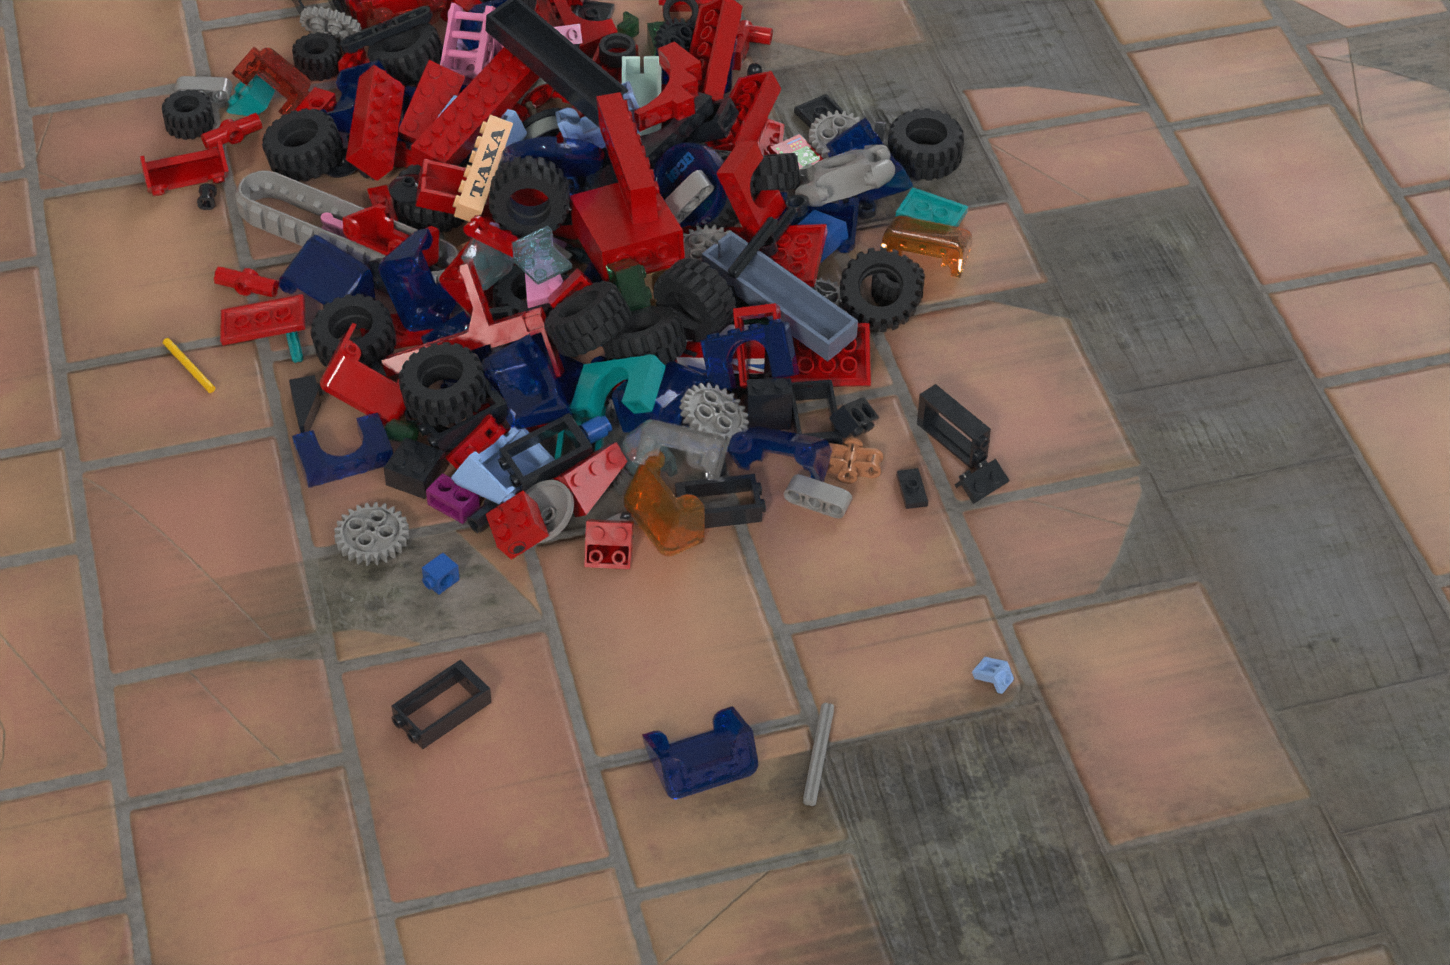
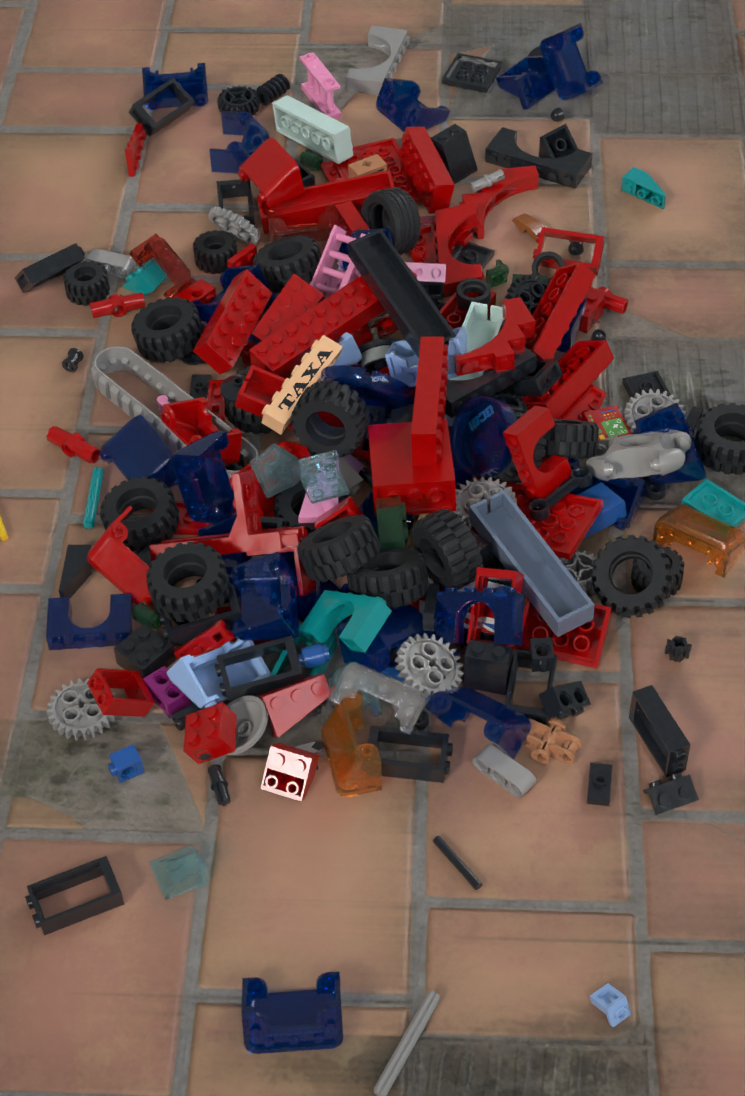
camera: 20 degrees right, 0 degrees up
(141, 105) = (49, 267): none -> black window
(185, 170) = (60, 332): red windscreen -> none
(262, 319) = (72, 482): red tile -> none
(358, 195) = (200, 386): none -> black plate
(386, 29) = (275, 238): black piece -> none
(406, 507) = (139, 701): none -> red window
(490, 235) = (284, 447): red plate -> none
(537, 658) = (179, 871): none -> clear light blue slope
(542, 572) = (219, 785): none -> black axle
(689, 195) = (475, 448): light grey beam -> none
(697, 358) = (429, 613): none -> black beam
(752, 247) = (517, 510): black axle -> none
(804, 588) = (457, 862): none -> black bar
(818, 380) = (541, 654): none -> black brick
(942, 350) = (678, 648): none -> black gear

